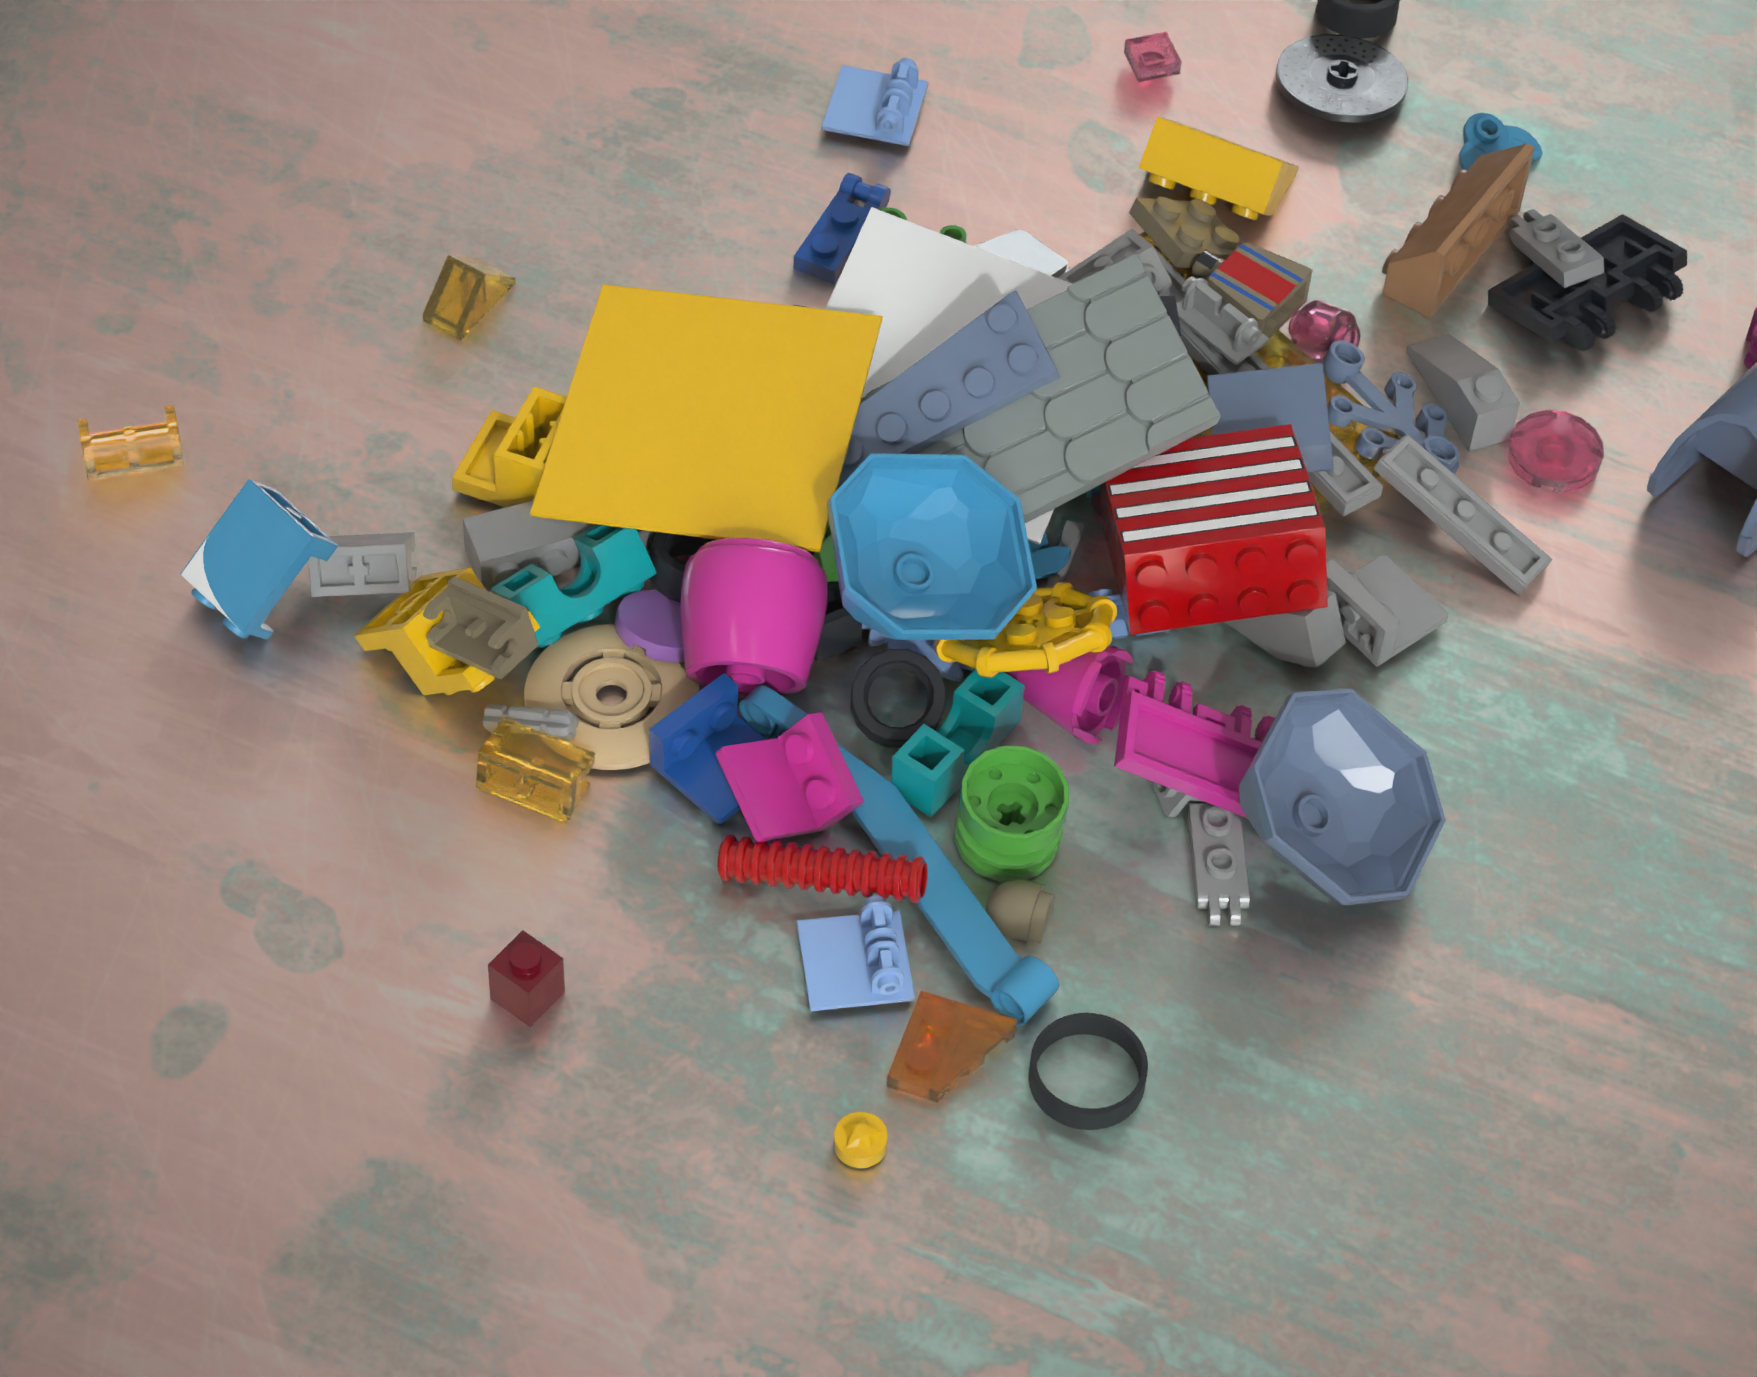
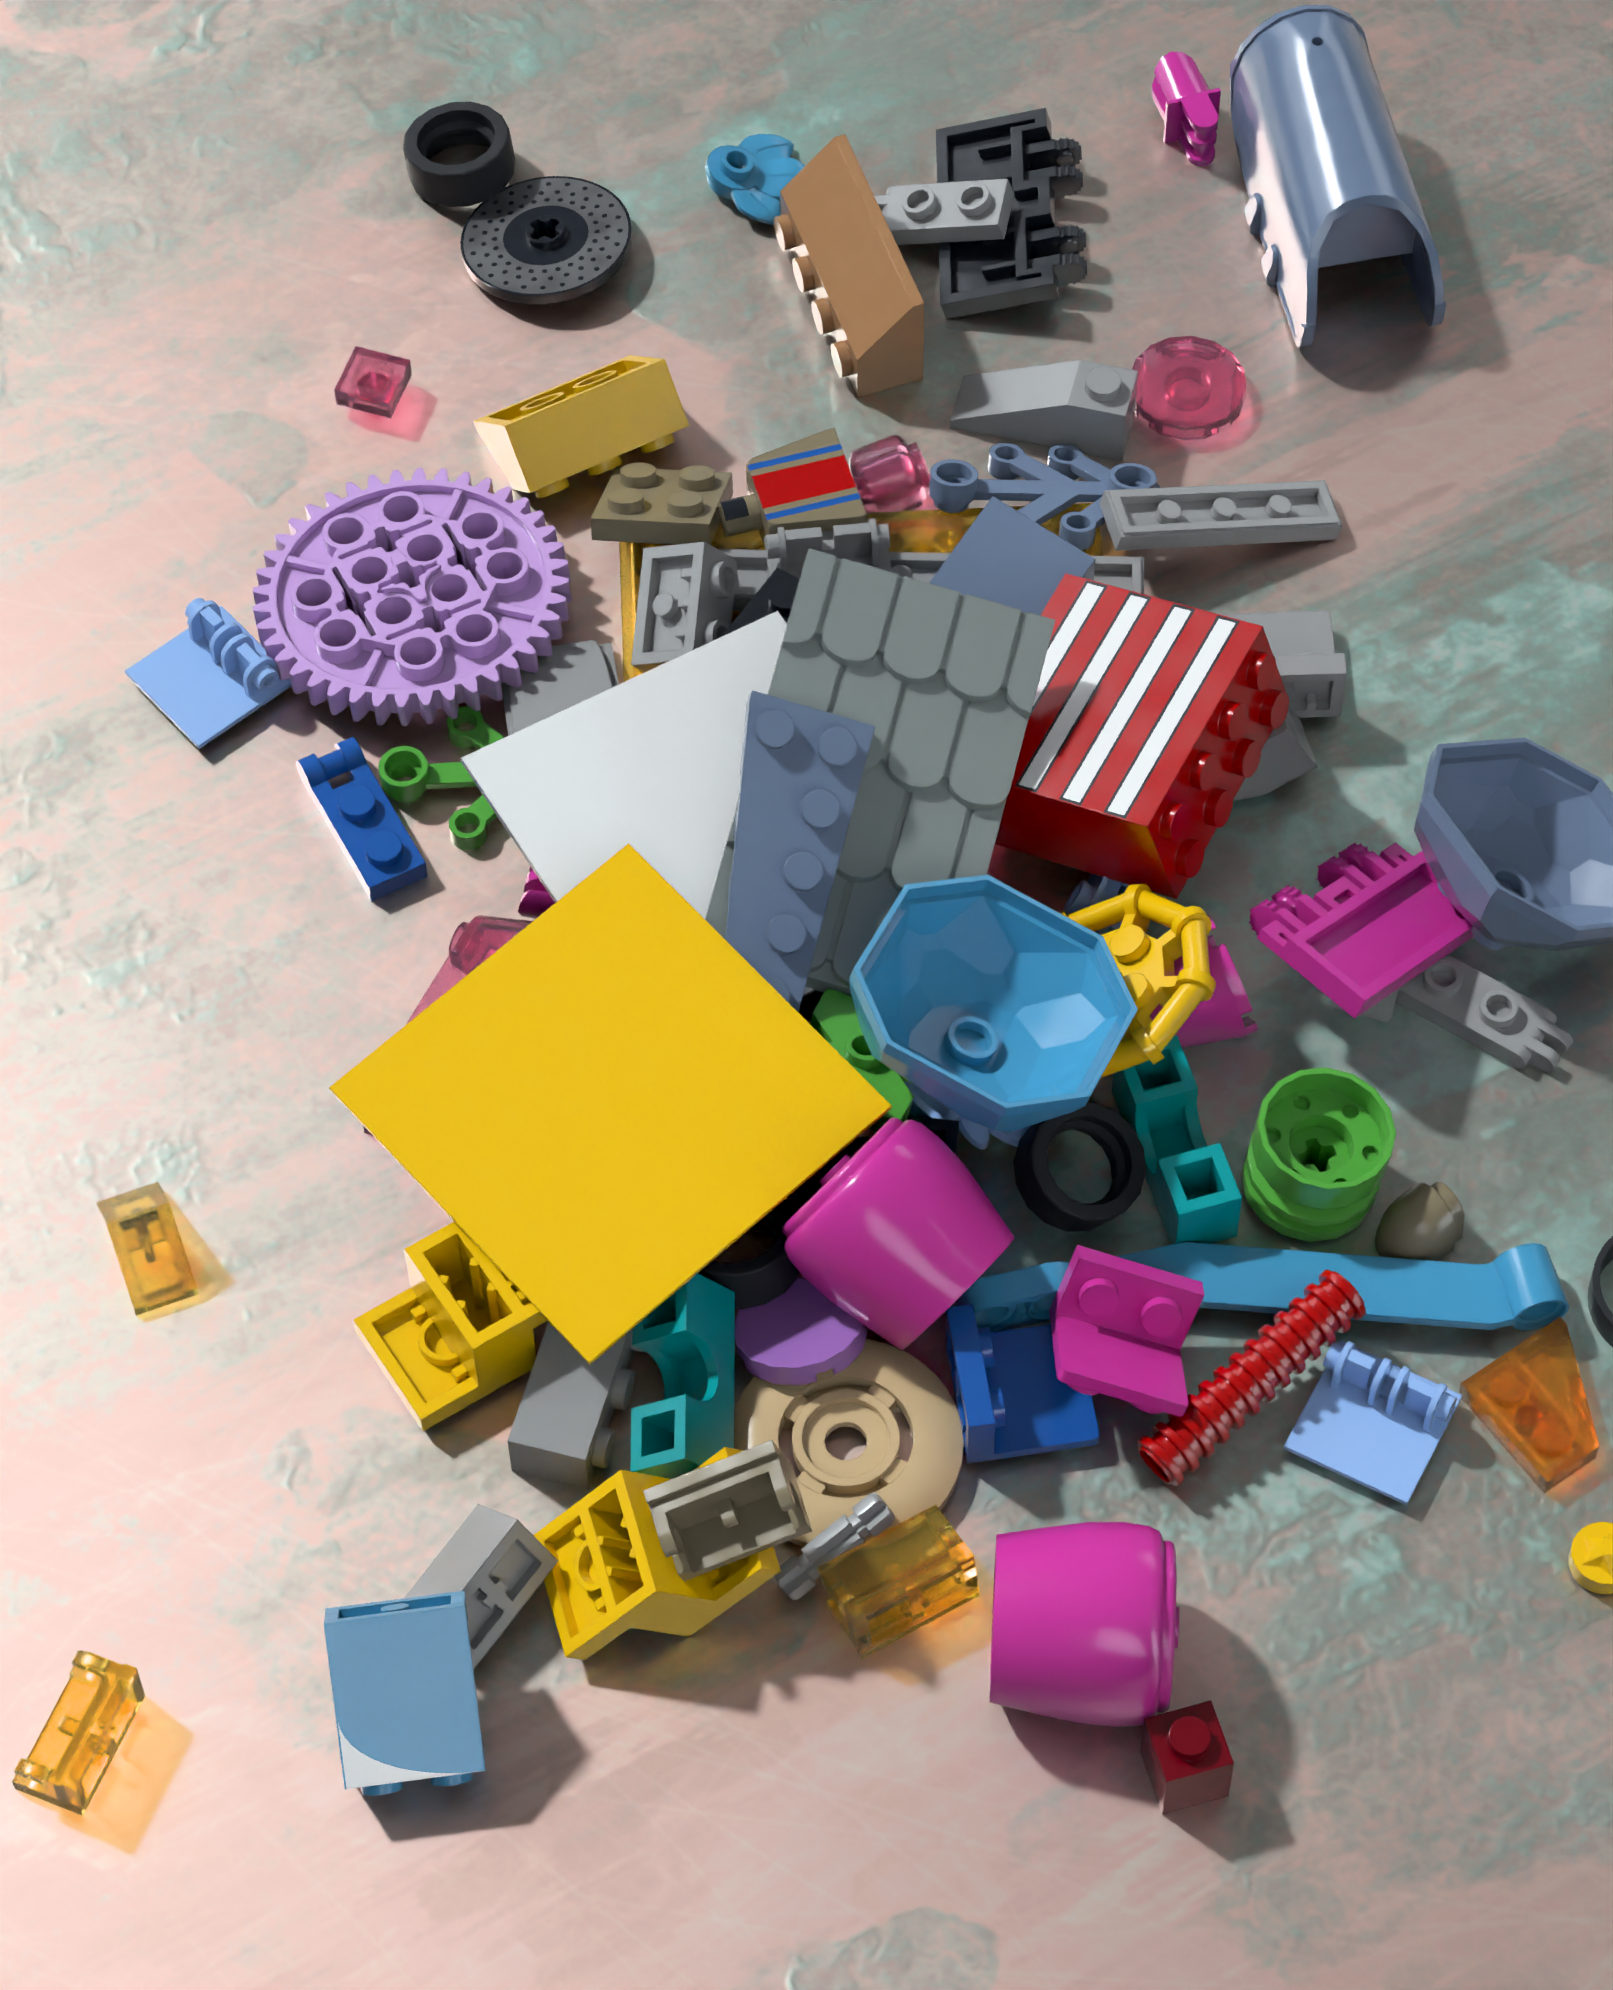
camera: 50 degrees left, 5 degrees up
(564, 862) = (1084, 1622): none -> dark pink piece
(1014, 158) = (429, 623): none -> lavender gear

